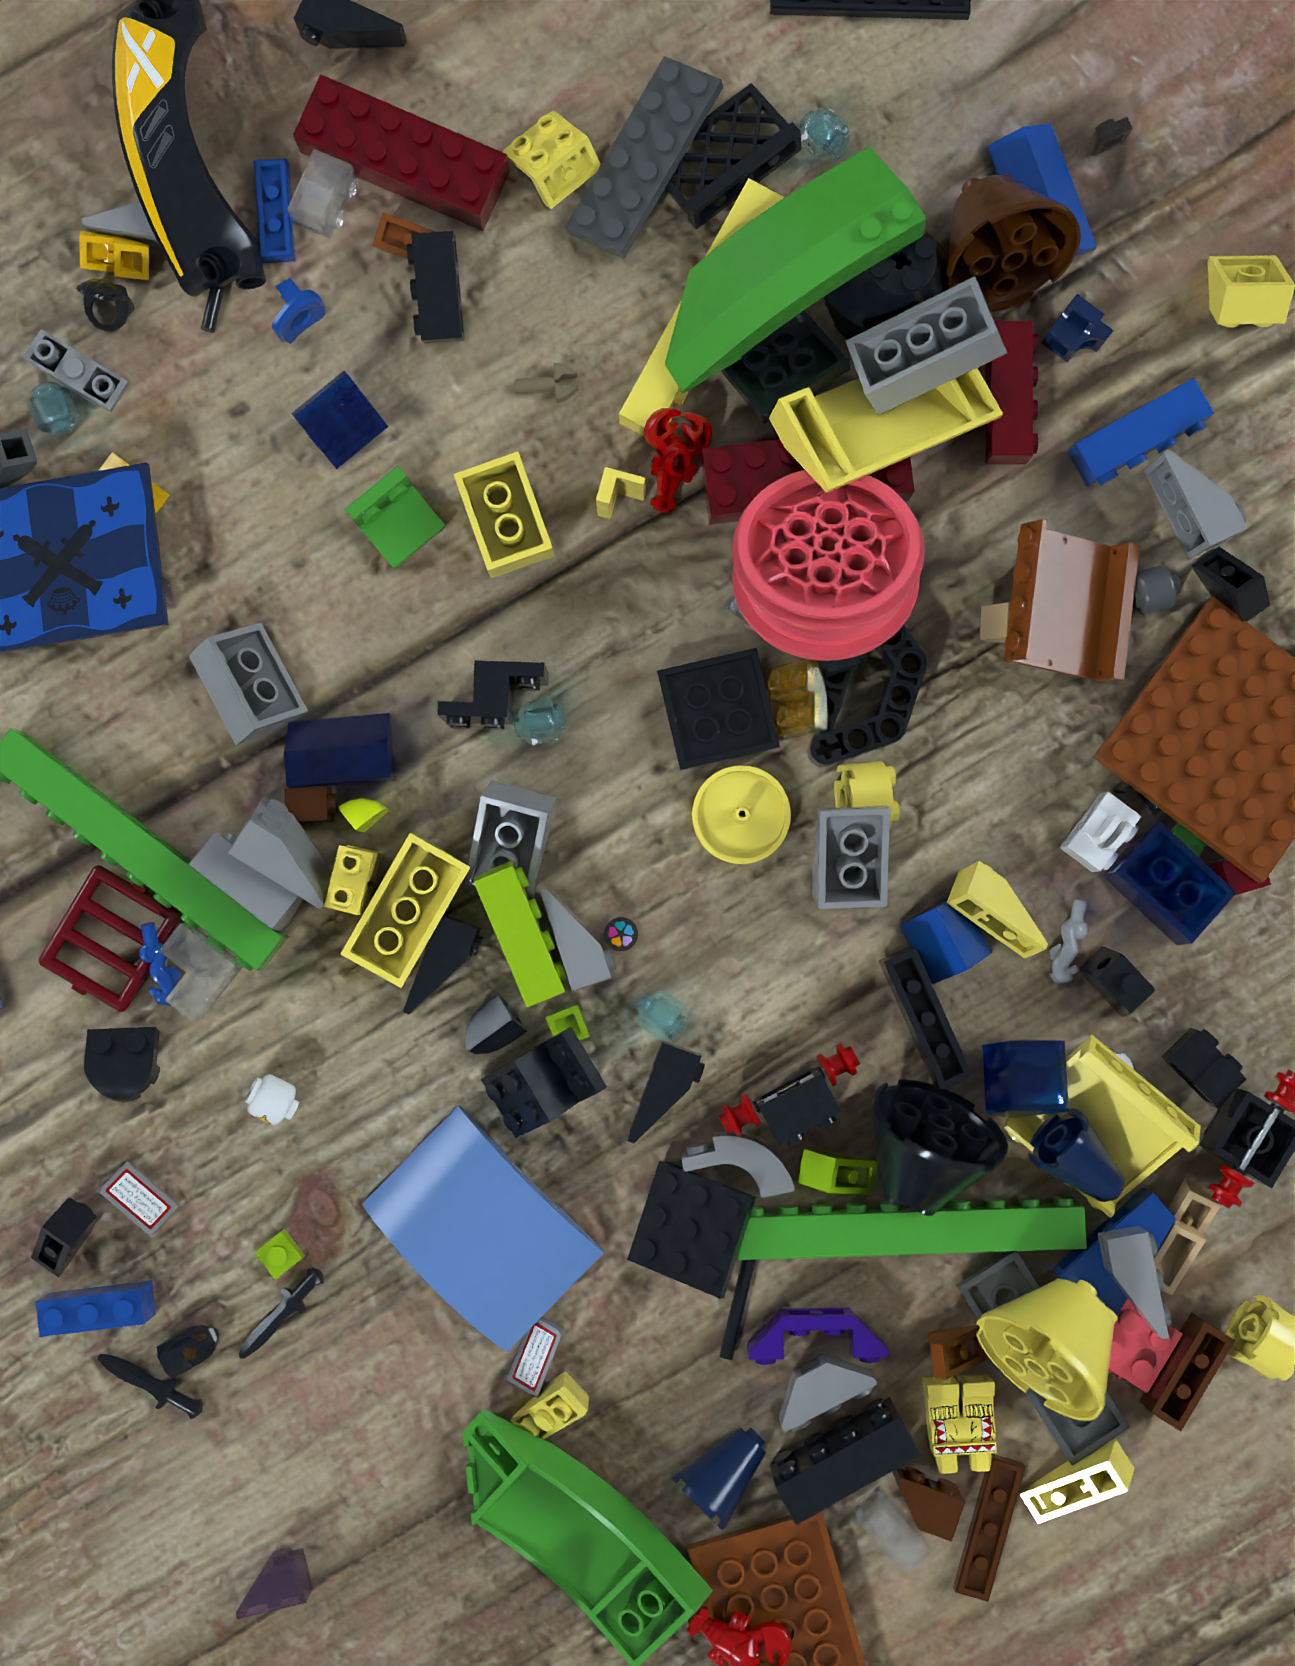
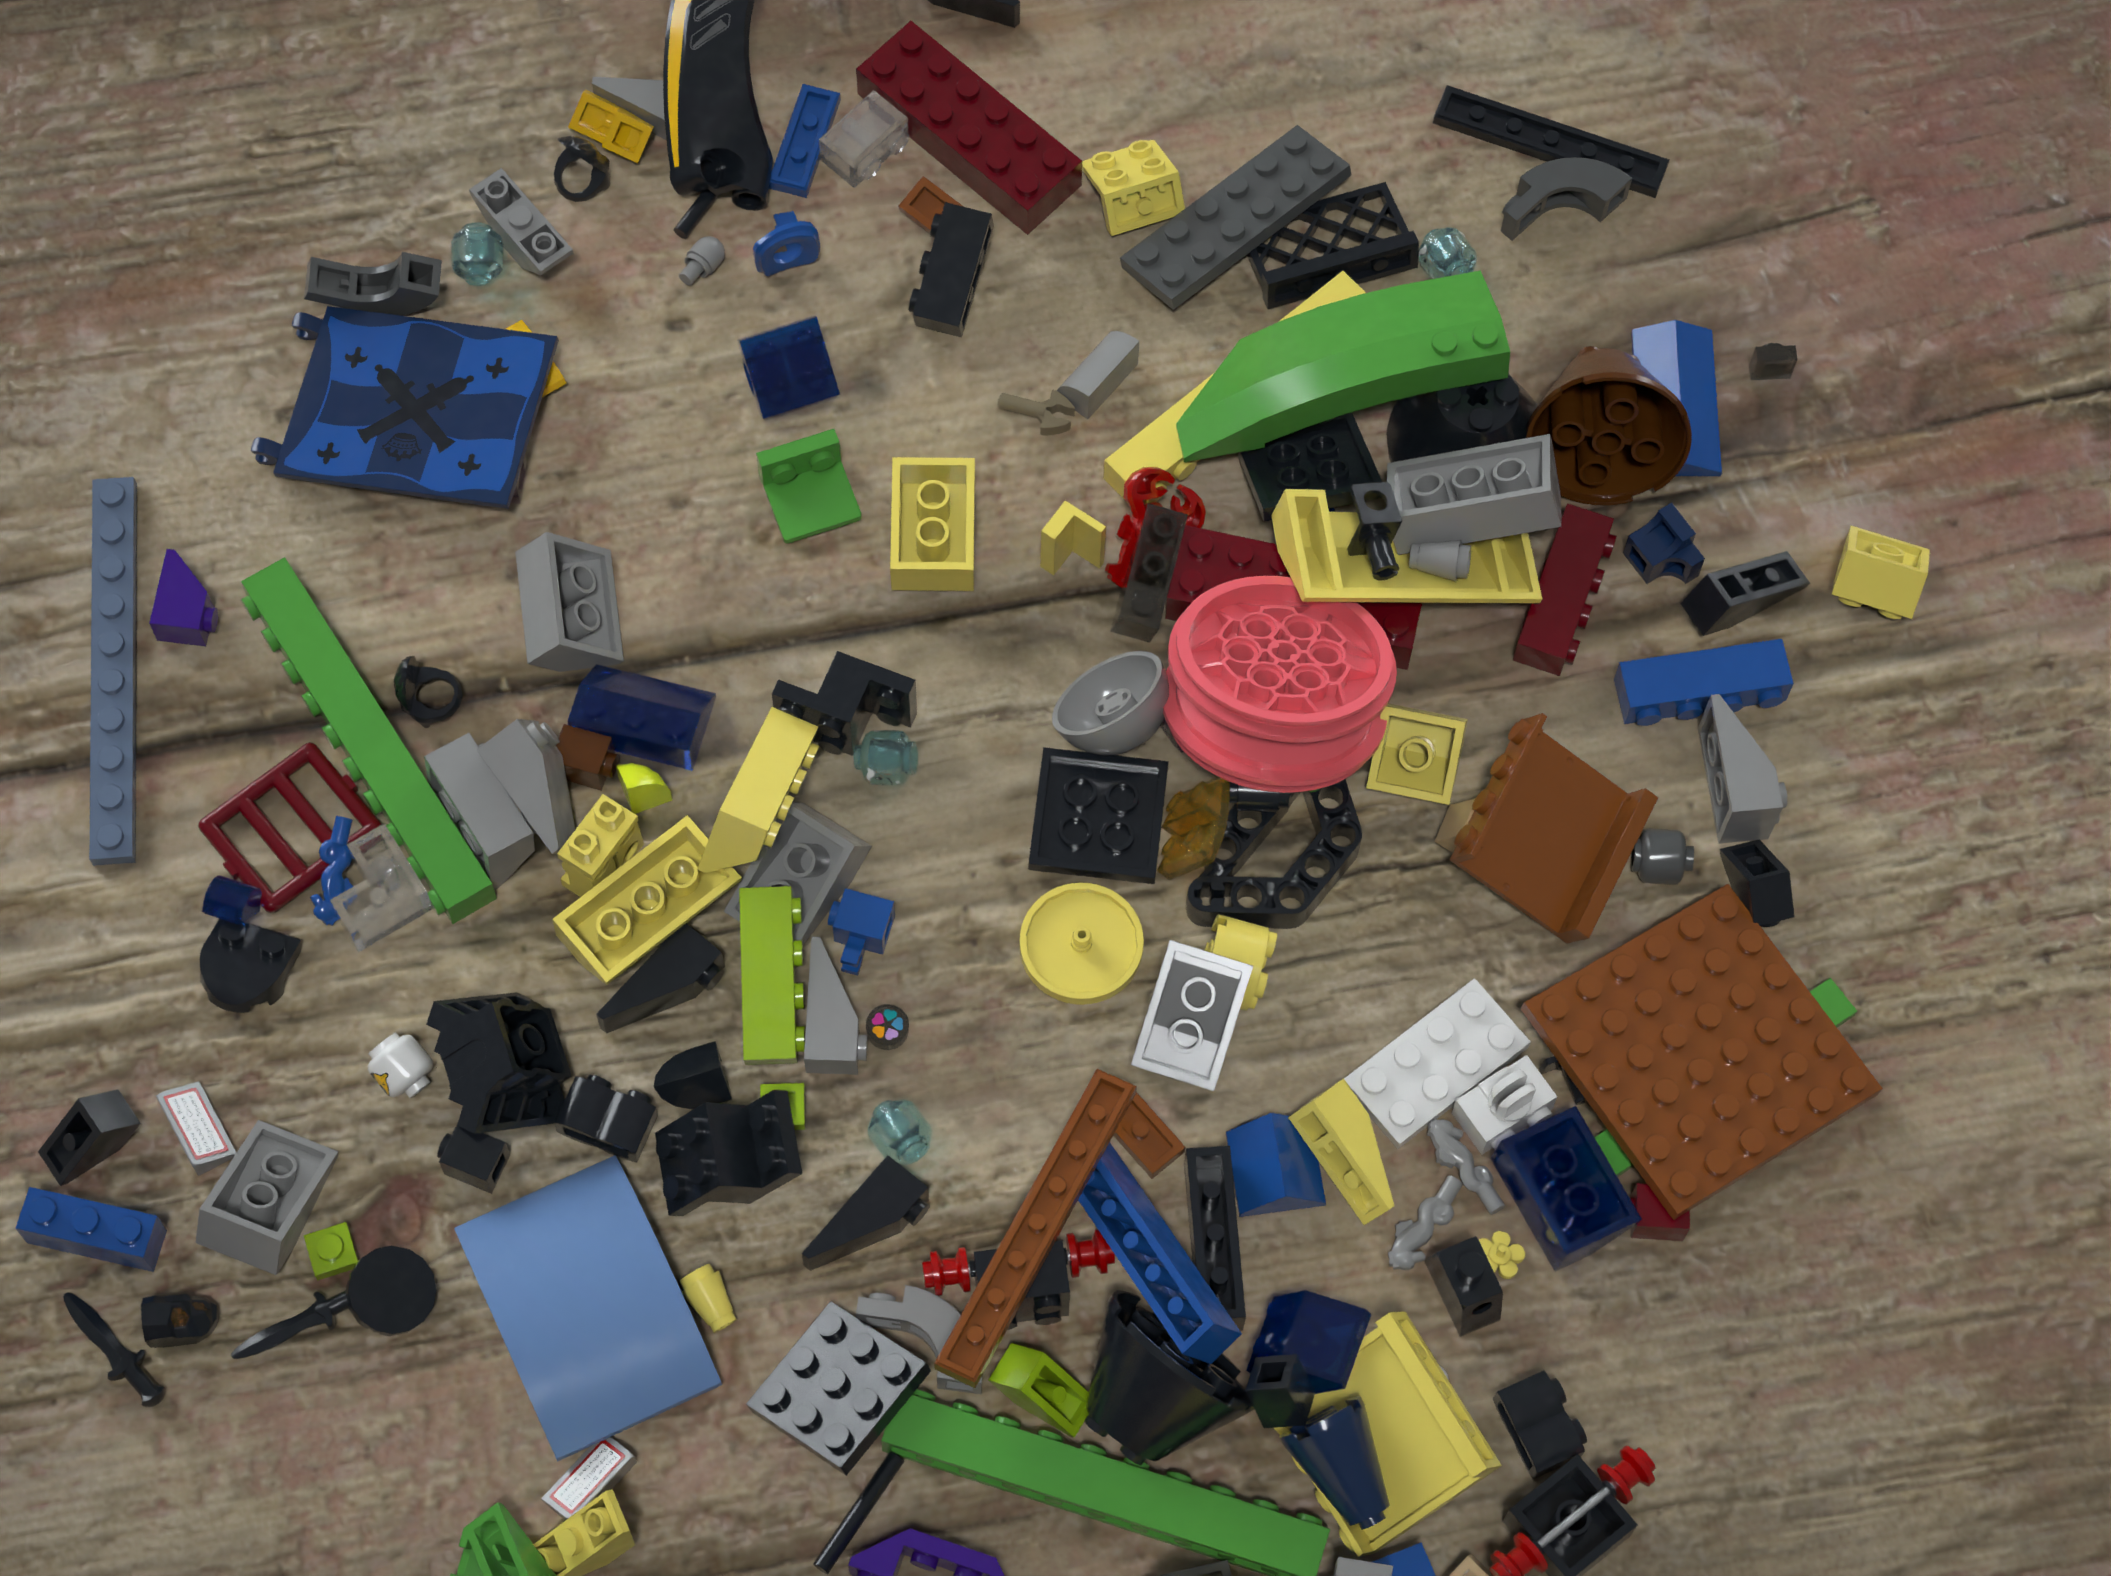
camera: 20 degrees right, 20 degrees down
(90, 1018) = (231, 900): none -> clear blue brick
(150, 800) = (406, 683): none -> black piece
(213, 1234) = (265, 1197): none -> light grey slope
(234, 347) = (702, 259): none -> light grey cylinder
(336, 1272) = (391, 1290): none -> black tile
(344, 1072) = (500, 1060): none -> black slope
(354, 1150) = (473, 1158): none -> black brick
(441, 1083) = (606, 1117): none -> black brick
(460, 799) = (761, 792): none -> light yellow slope
(569, 1190) = (708, 1297): none -> light yellow cone
(572, 862) = (862, 925): none -> blue brick
(585, 334) = (1101, 372): none -> light grey brick
(688, 498) = (1149, 574): none -> clear smoke slope
(700, 619) = (1114, 704): none -> light grey piece
(799, 1073) = (1035, 1229): none -> dark orange tile
(838, 948) = (1148, 1138): none -> dark orange plate
(861, 405) = (1376, 529): none -> black bracket
(882, 1052) = (1156, 1261): none -> blue brick
(903, 30) = (1565, 183): none -> dark grey arch
(917, 410) = (1441, 559): none -> light grey cone
(950, 573) = (1418, 754): none -> light yellow slope
(1022, 1131) = (1280, 1391): none -> black brick
(1037, 814) = (1436, 1062): none -> white plate
(1072, 881) = (1453, 1153): none -> light grey animal
(1132, 945) = (1501, 1255): none -> light yellow plant
(1148, 345) = (1742, 591): none -> black slope

